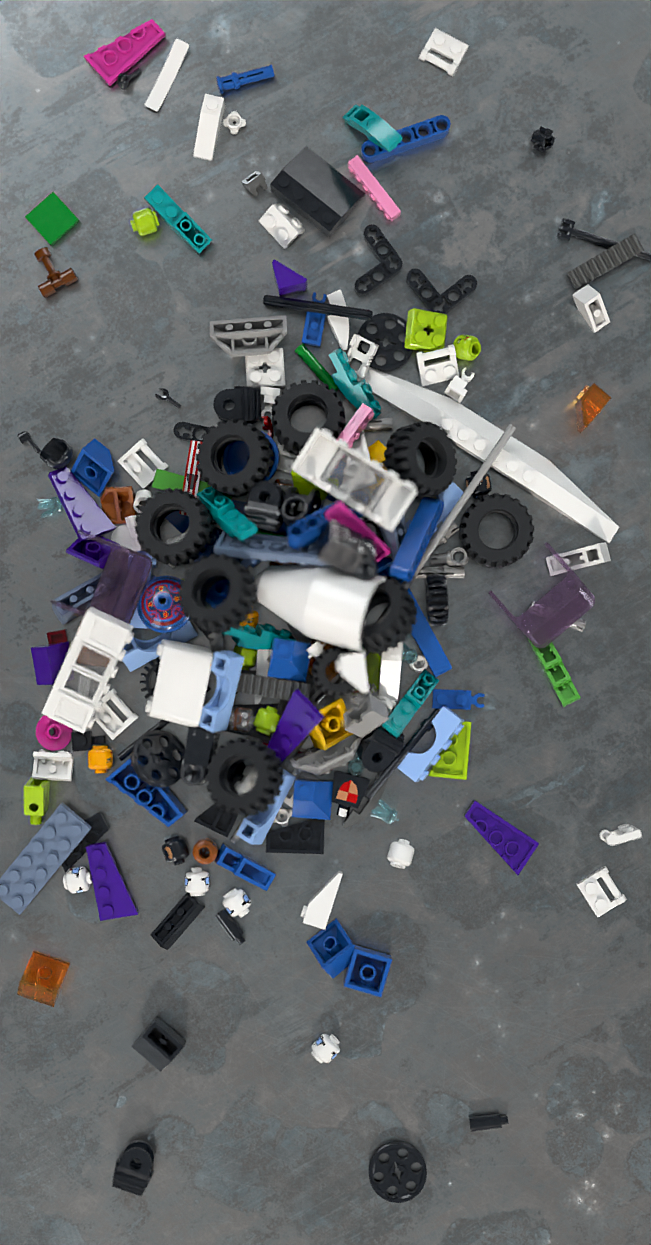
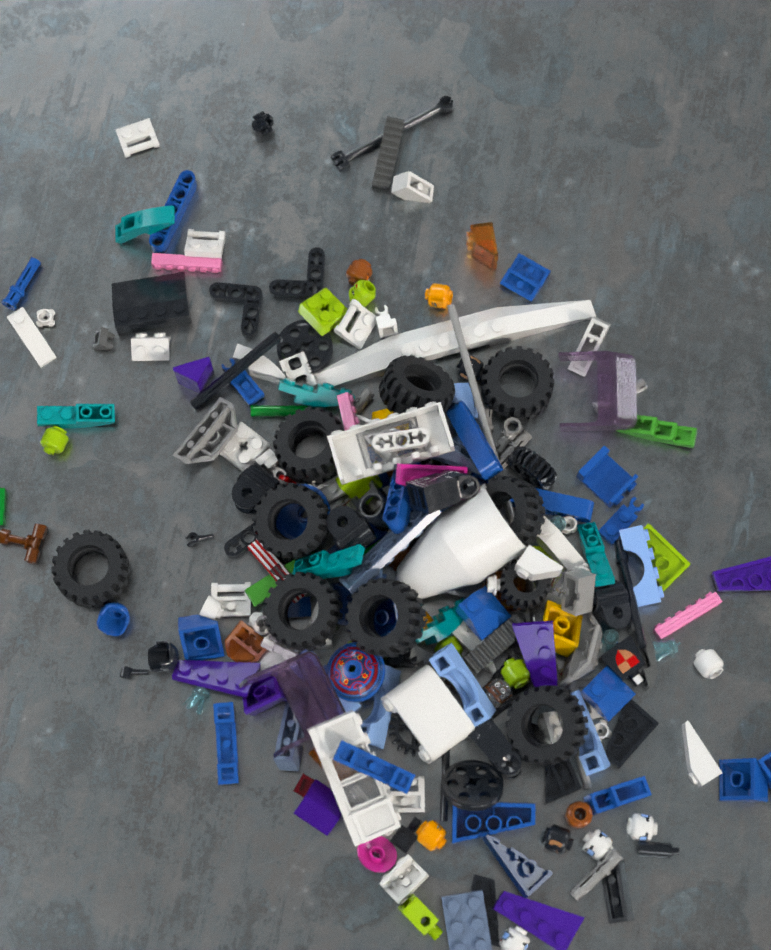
camera: 45 degrees left, 15 degrees down
(37, 556) = (226, 743): none -> blue slope
(52, 392) = (113, 619): none -> blue hair
(59, 320) = (77, 548): none -> black tyre
(104, 679) = (374, 767): none -> blue slope
(121, 457) = (212, 608): none -> white hat
(129, 844) = (520, 869): none -> wing
(182, 900) = (600, 871): none -> light grey pin
(370, 499) = (387, 447): none -> white beam
(397, 191) = (204, 248): none -> white plate
(422, 808) = (684, 617): none -> bright pink piece
(481, 661) = (606, 478): none -> blue panel
(483, 328) = (359, 270): none -> dark orange head
(517, 408) = (439, 295): none -> light orange head
(593, 461) = (525, 277): none -> blue slope

